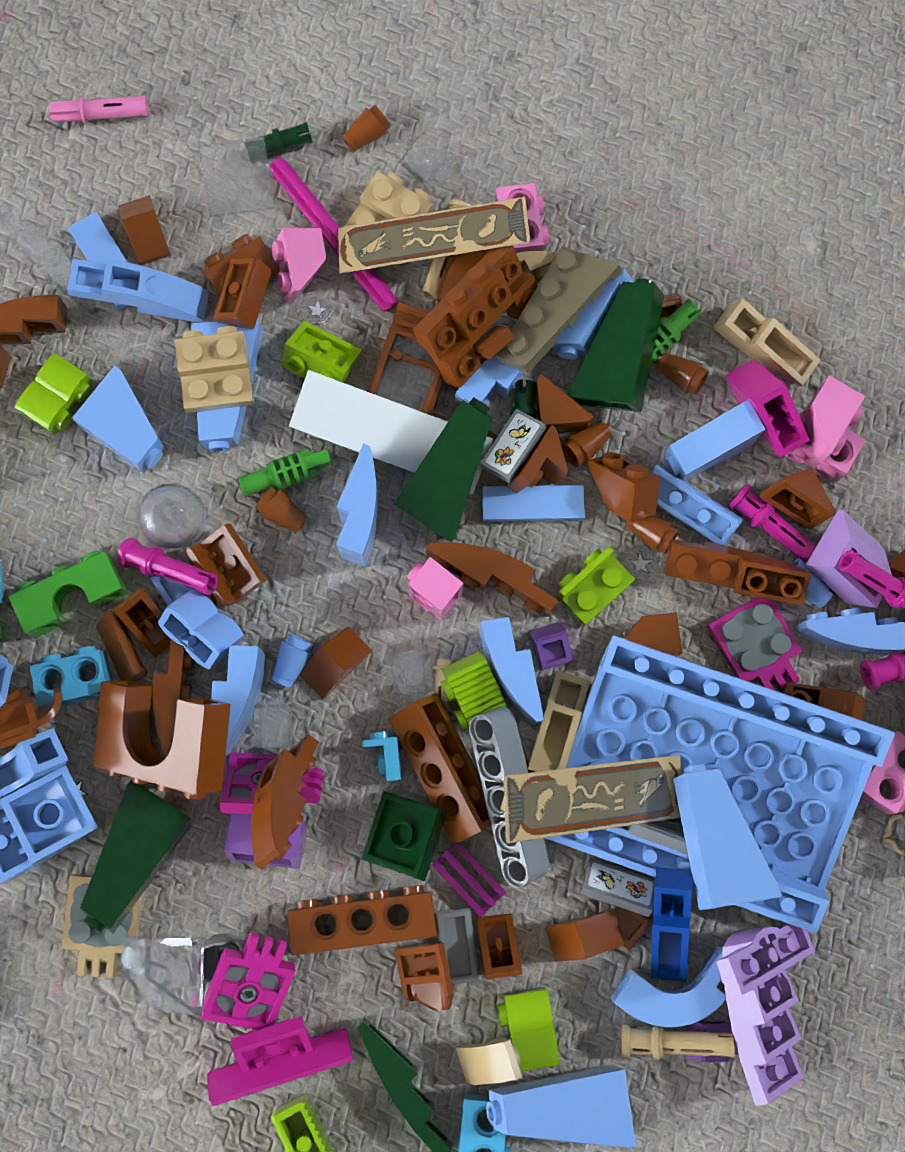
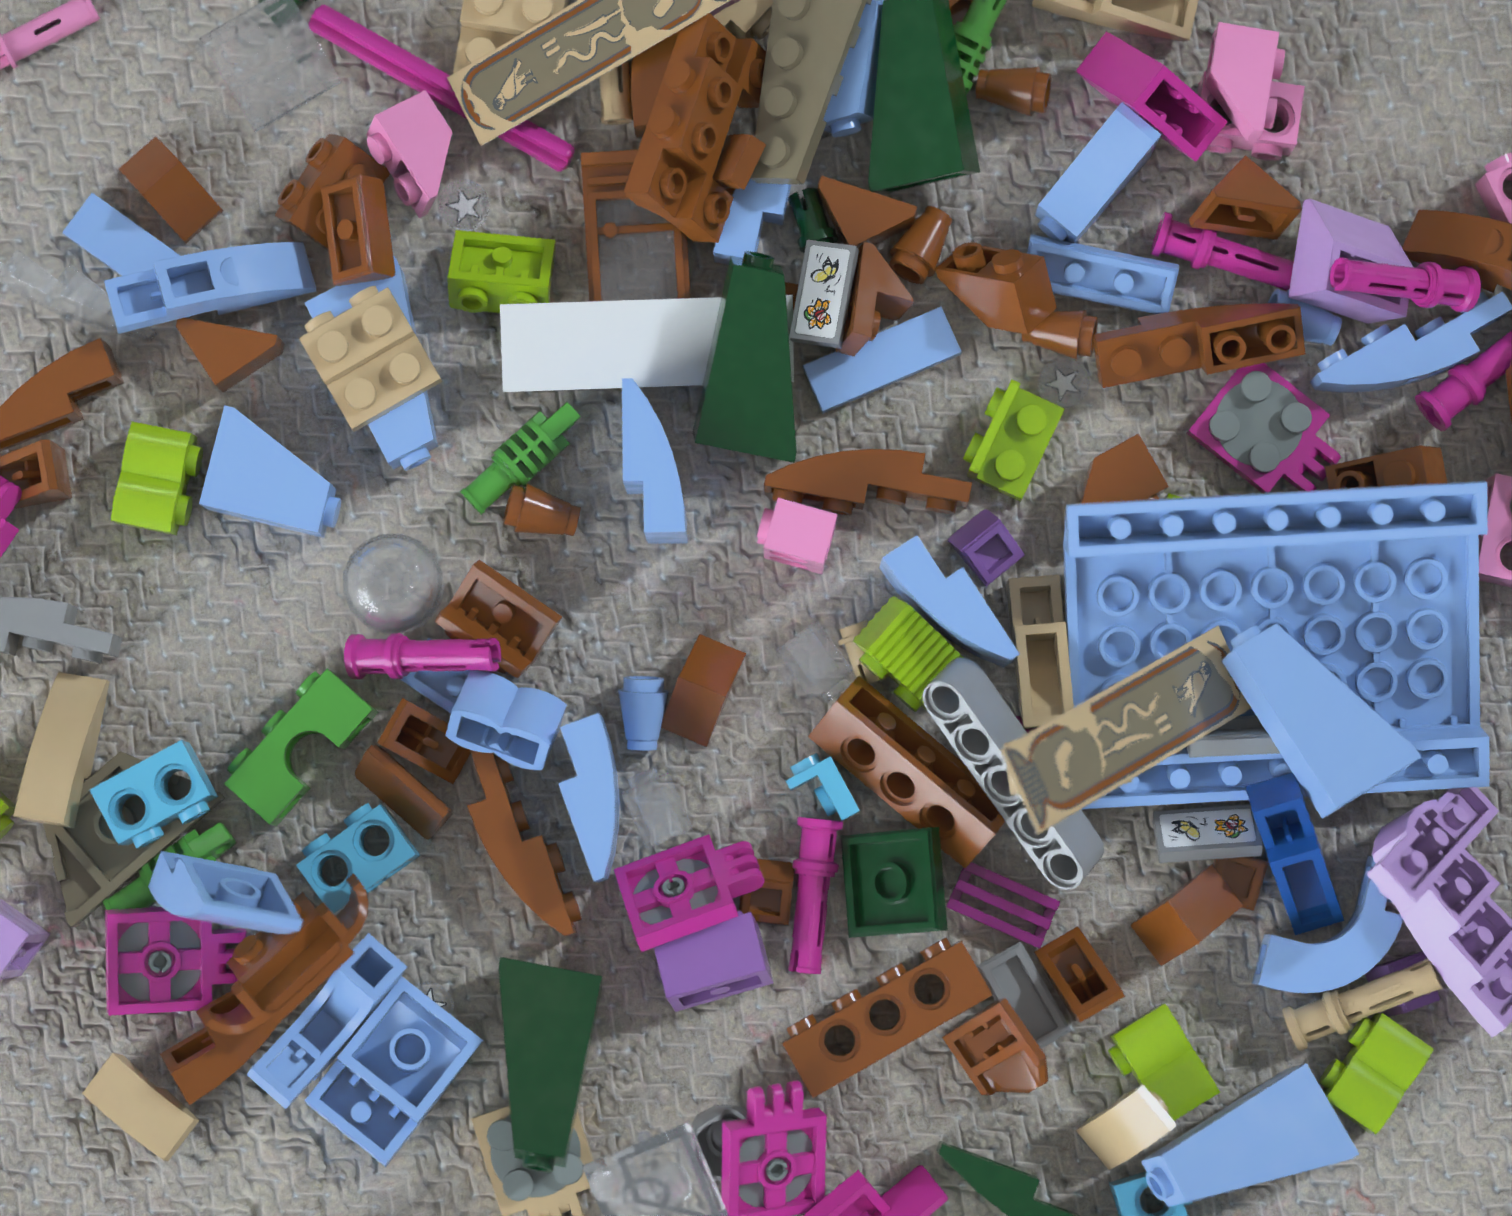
camera: 15 degrees left, 5 degrees up
(126, 748) = (475, 921): dark orange arch -> none
(133, 337) = (228, 351): none -> dark orange slope
(278, 801) = (715, 906): dark orange slope -> none
(323, 813) = (773, 899): none -> dark orange slope
(357, 805) = (814, 868): none -> dark pink pin
(667, 1093) = (1374, 1072): none -> lime brick

